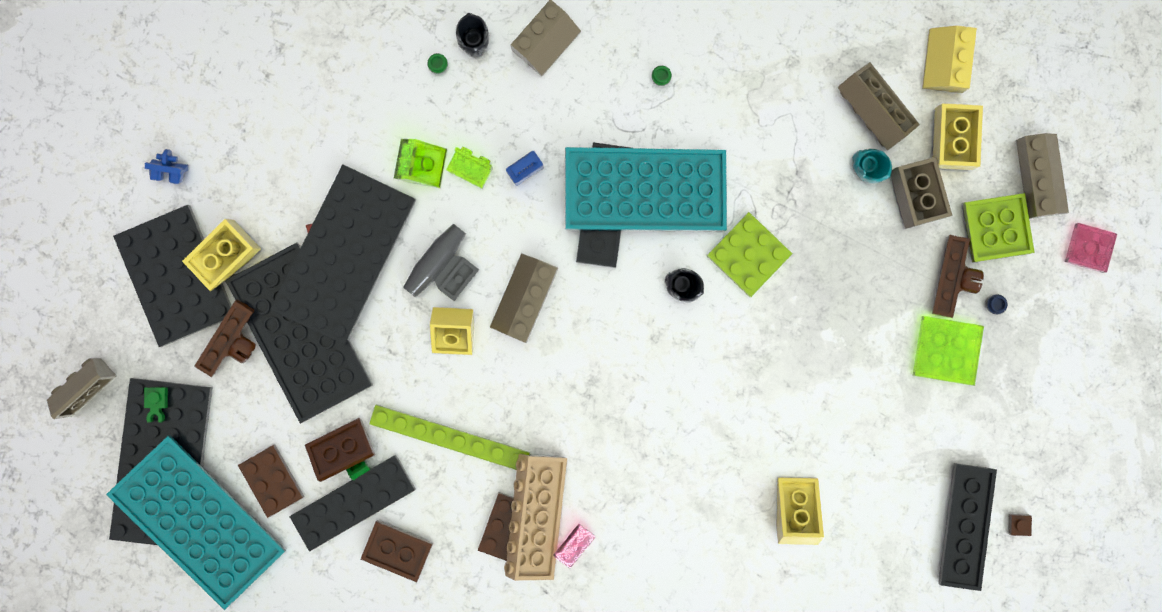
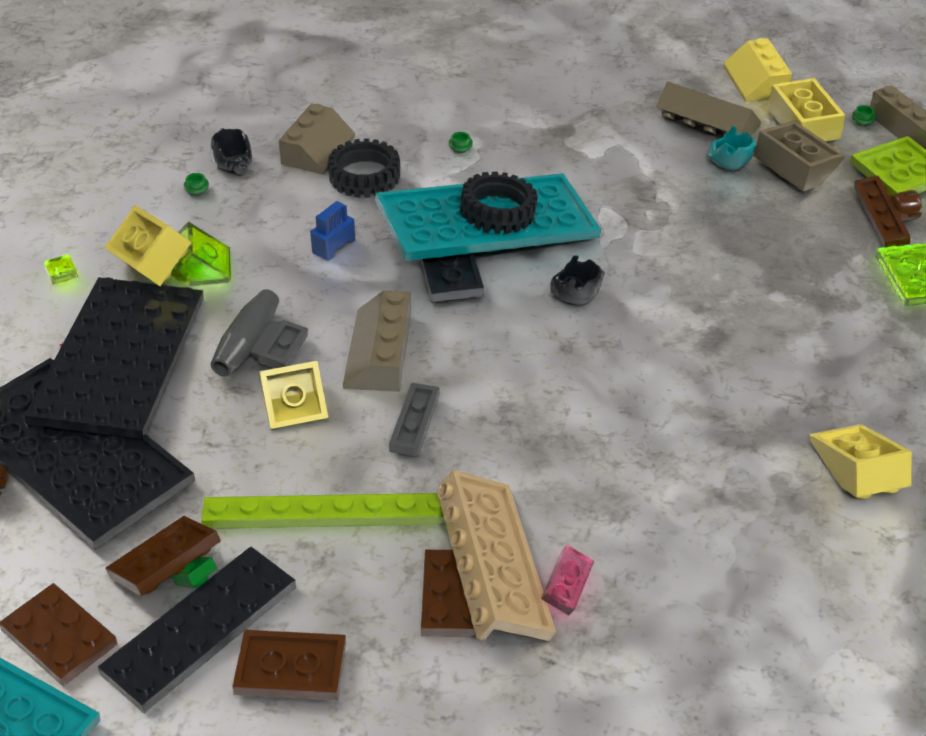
camera: 20 degrees left, 45 degrees down
(317, 140) = (60, 269): none -> clear neon green plate
(380, 155) = (148, 245): none -> light yellow brick
(469, 167) = (264, 250): clear neon green bracket -> none
(526, 380) = (414, 419): none -> dark grey plate
(573, 63) = (364, 183): none -> black tyre
(675, 176) = (498, 218): none -> black tyre
(749, 254) = (640, 250): lime plate -> none
(1007, 147) = (864, 115): none -> green plate

